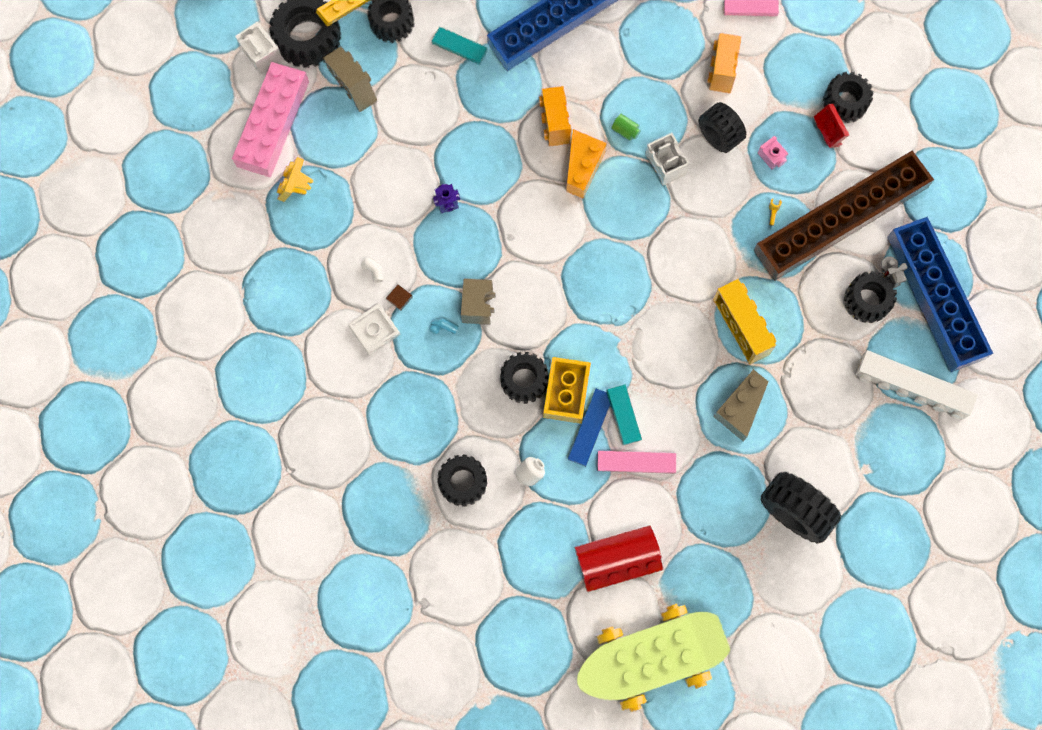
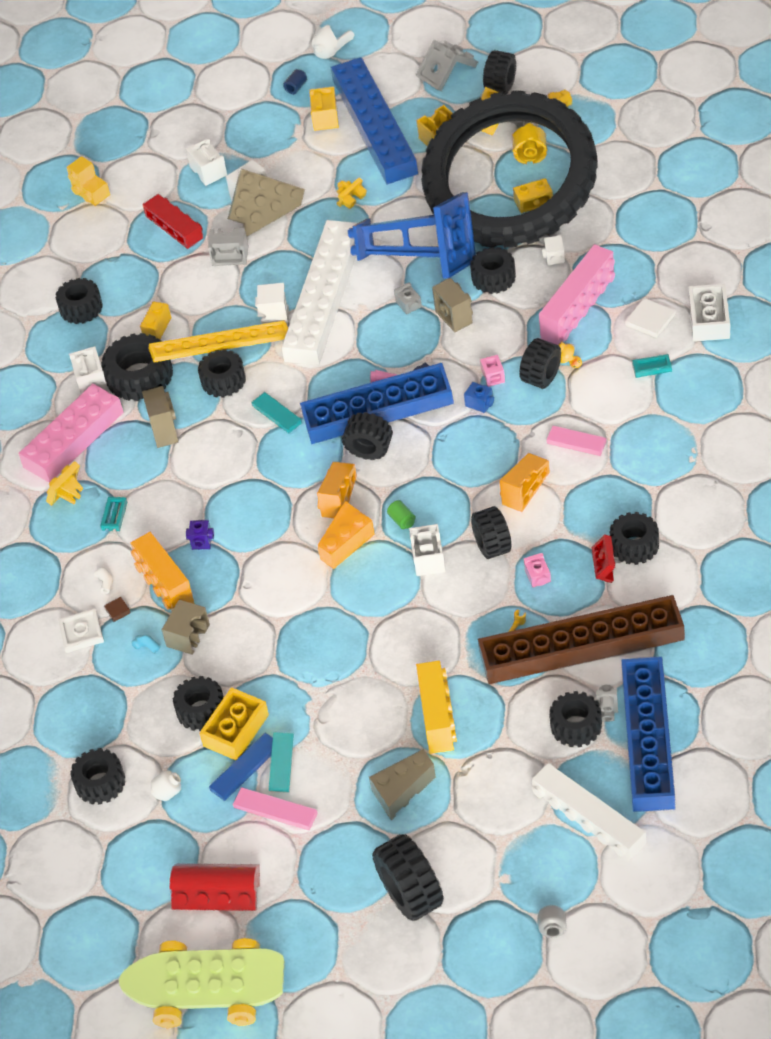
camera: 25 degrees right, 25 degrees down
(353, 210) = (104, 523): none -> teal tile
(430, 251) = (160, 571): none -> light orange brick
(564, 53) = (367, 436): none -> black tyre
(928, 502) = (551, 921): none -> light grey head

